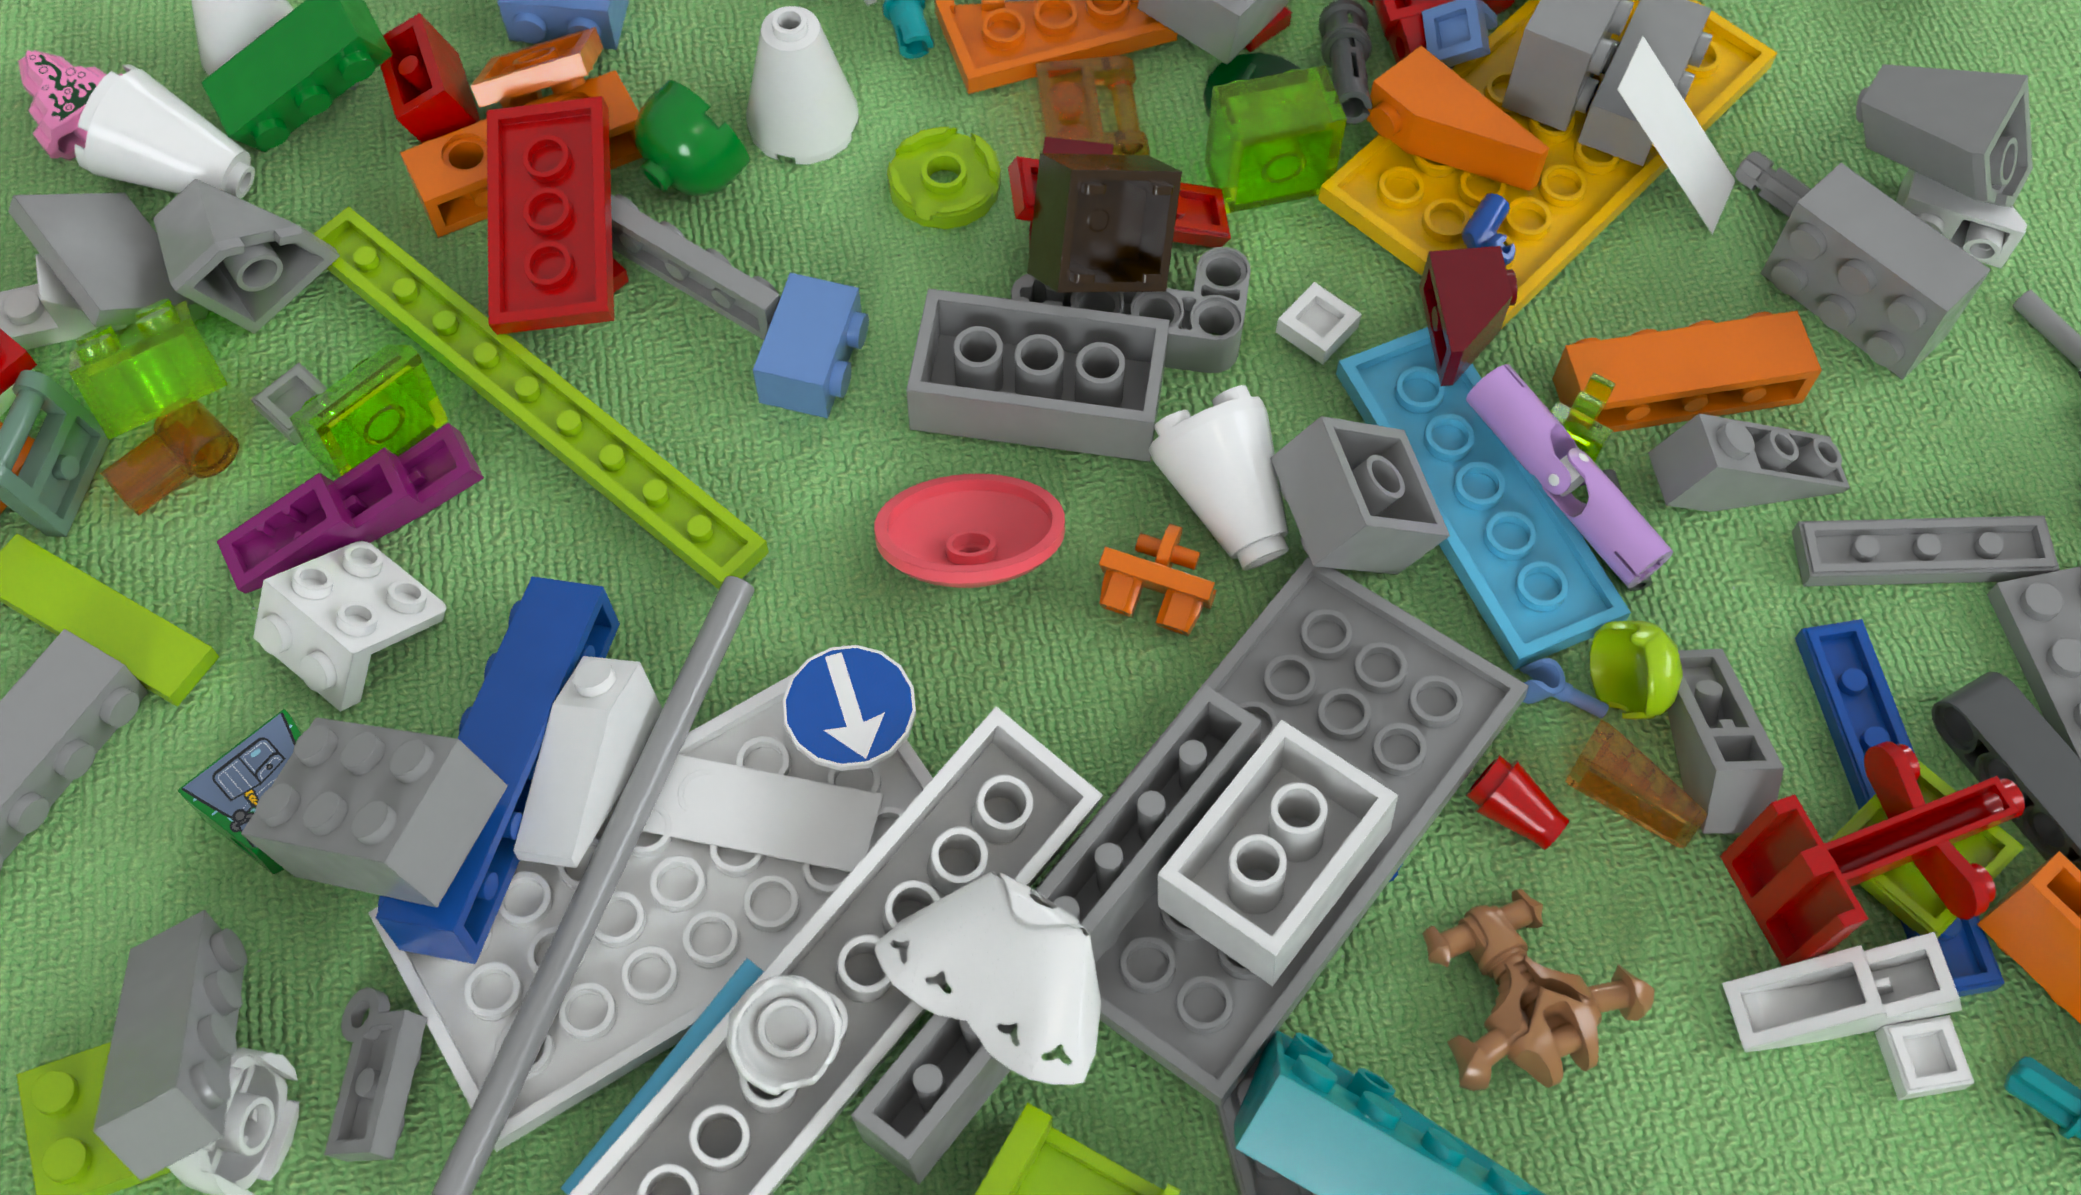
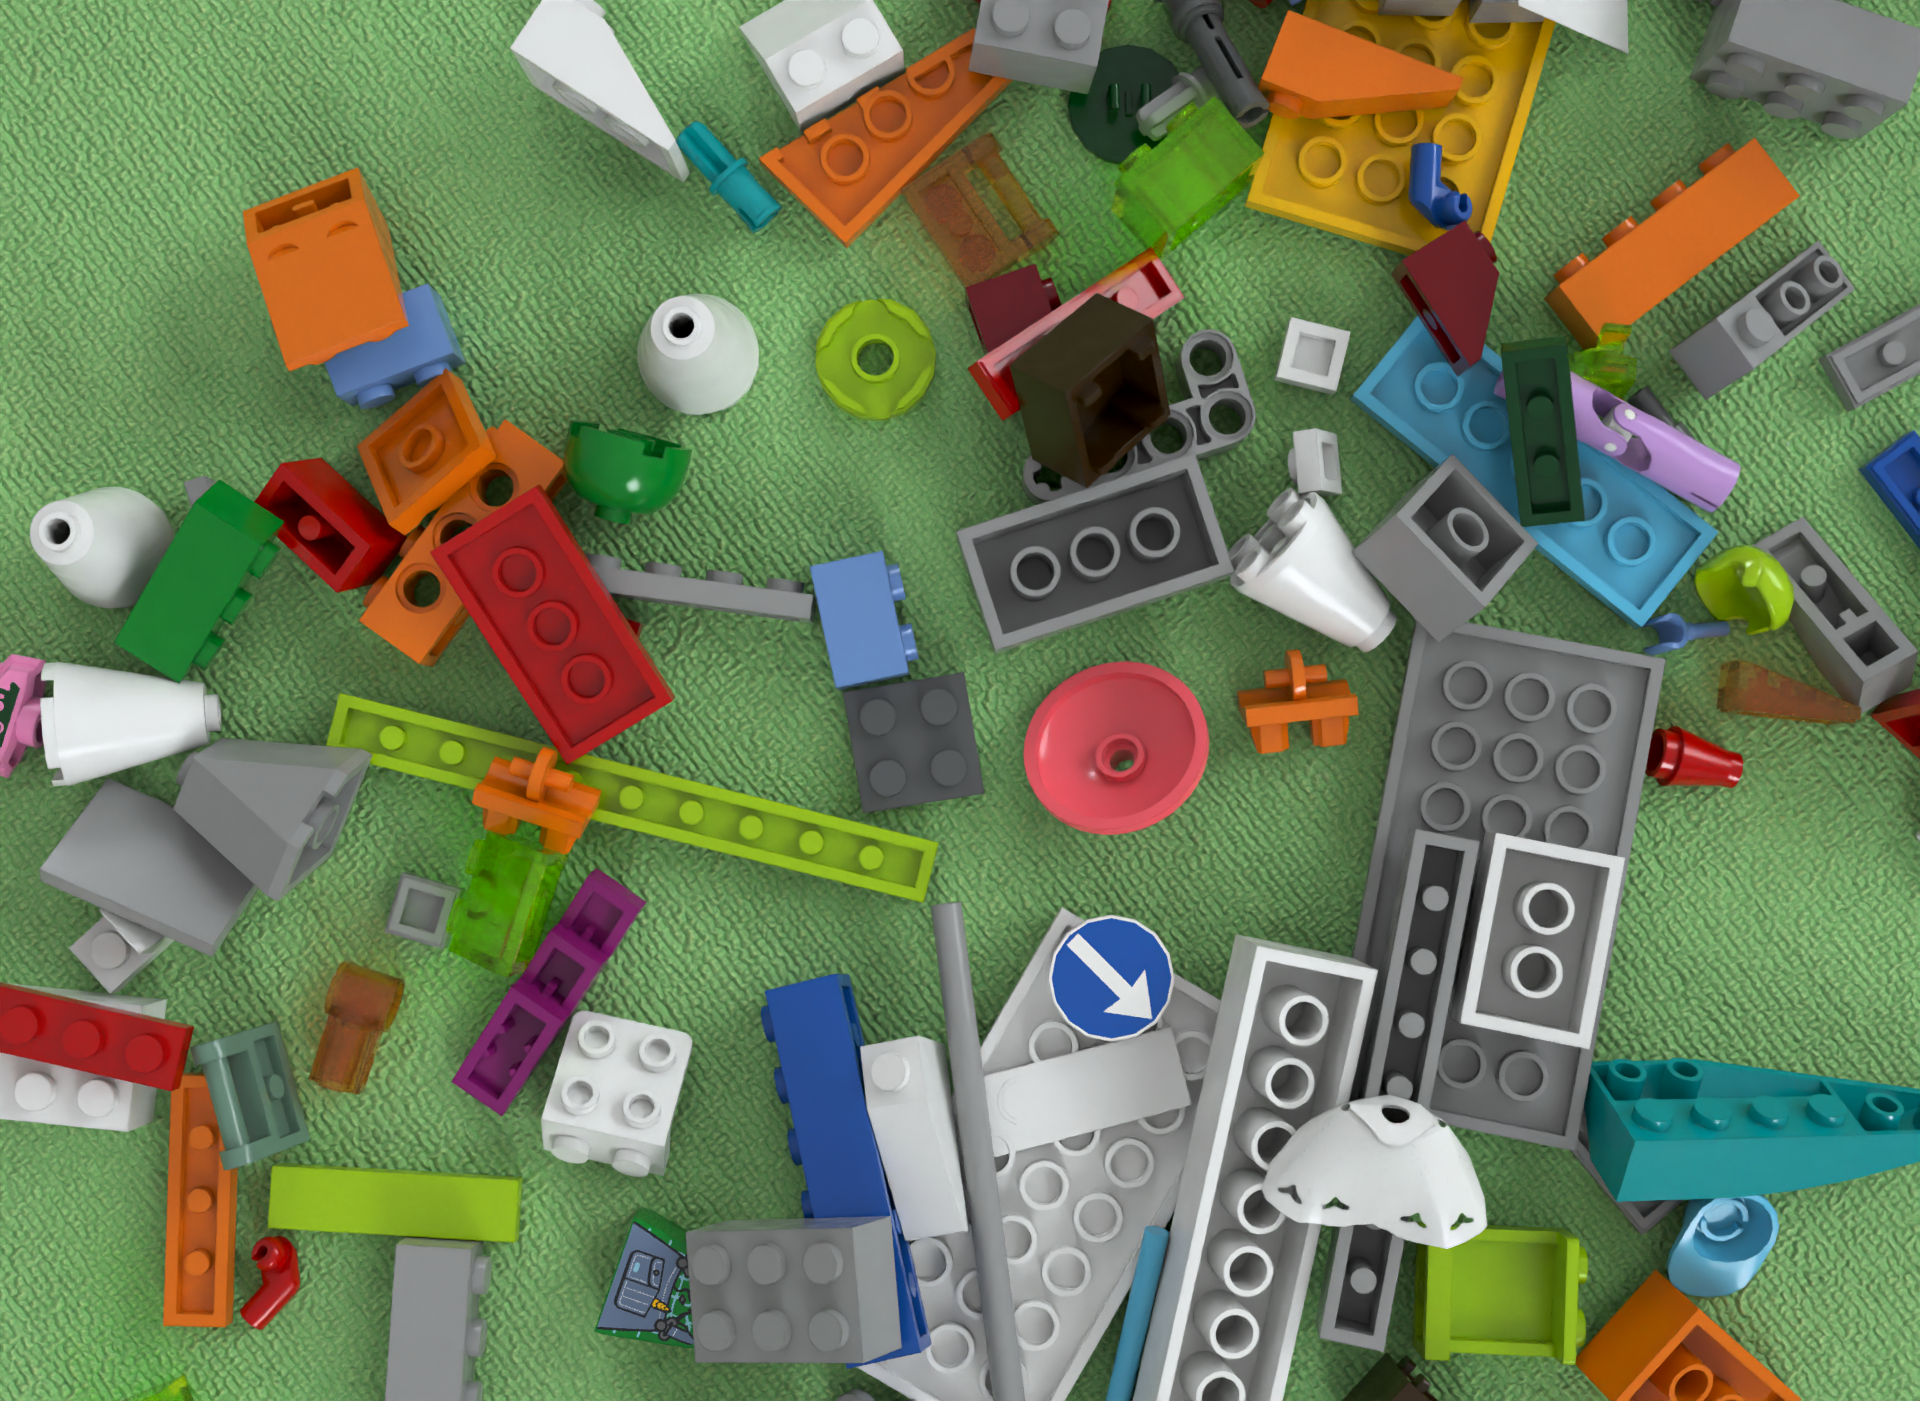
camera: 25 degrees left, 25 degrees up
(145, 367) = (289, 972): clear neon green brick -> none
(452, 329) = (536, 795): none -> orange hips
(783, 1033) = (1239, 1313): white hair -> none
(796, 466) = (913, 742): none -> dark grey plate
(1283, 397) = (1315, 462): none -> white plate
(1494, 429) = (1543, 431): none -> dark green plate
(1538, 1009) = (1786, 943): medium nougat piece -> none

